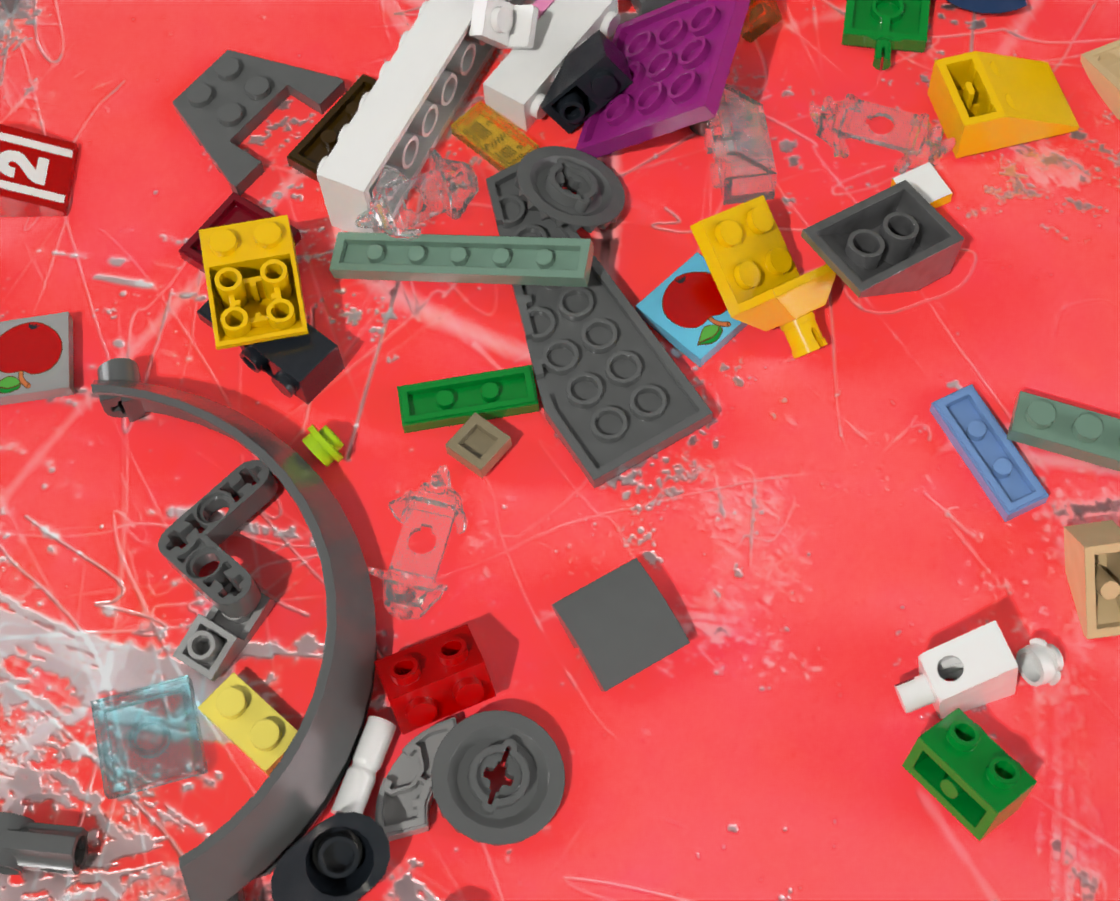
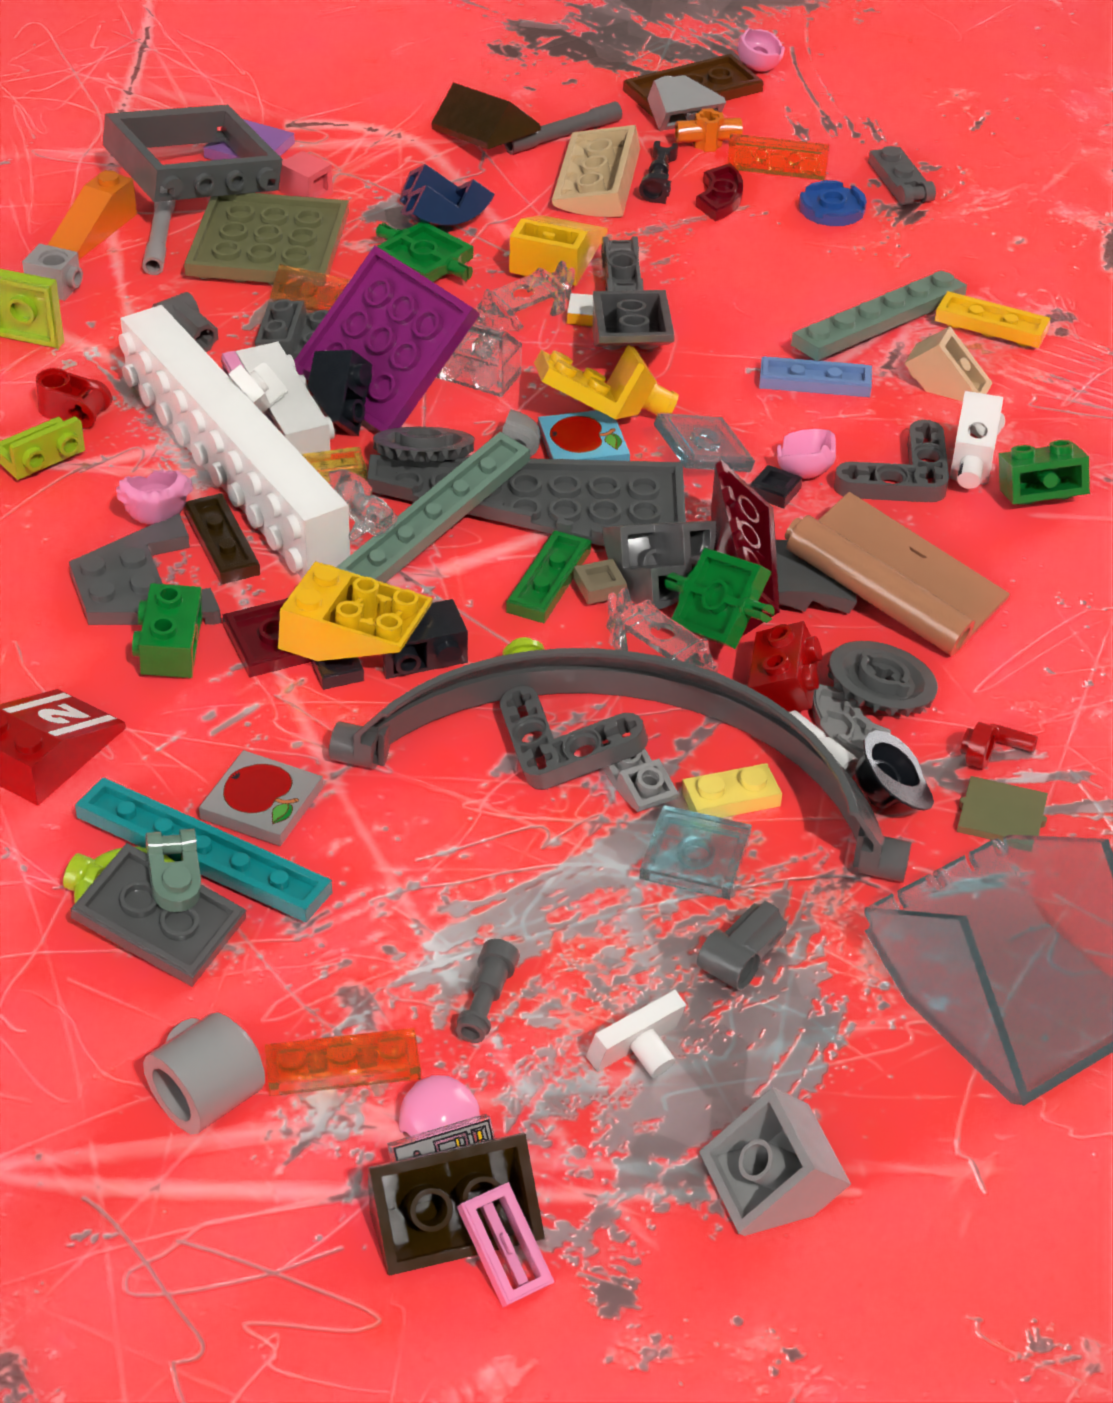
camera: 65 degrees left, 20 degrees down
(168, 171) = (169, 630): none -> green brick
(336, 46) = (154, 497): none -> bright pink hair
(474, 565) = (720, 597): none -> green plate
(539, 478) = (653, 551): none -> flat silver brick
(605, 536) = (745, 529): none -> dark red wedge
(651, 252) = (523, 430): none -> light grey piece
(665, 736) = (897, 572): none -> nougat door
(760, 515) = (777, 486): none -> black tile
(767, 413) = (703, 441): none -> clear light blue tile
(820, 516) = (807, 452): none -> bright pink hair
(876, 635) = (868, 478): none -> dark grey beam
(982, 198) = (621, 264): none -> dark grey piece

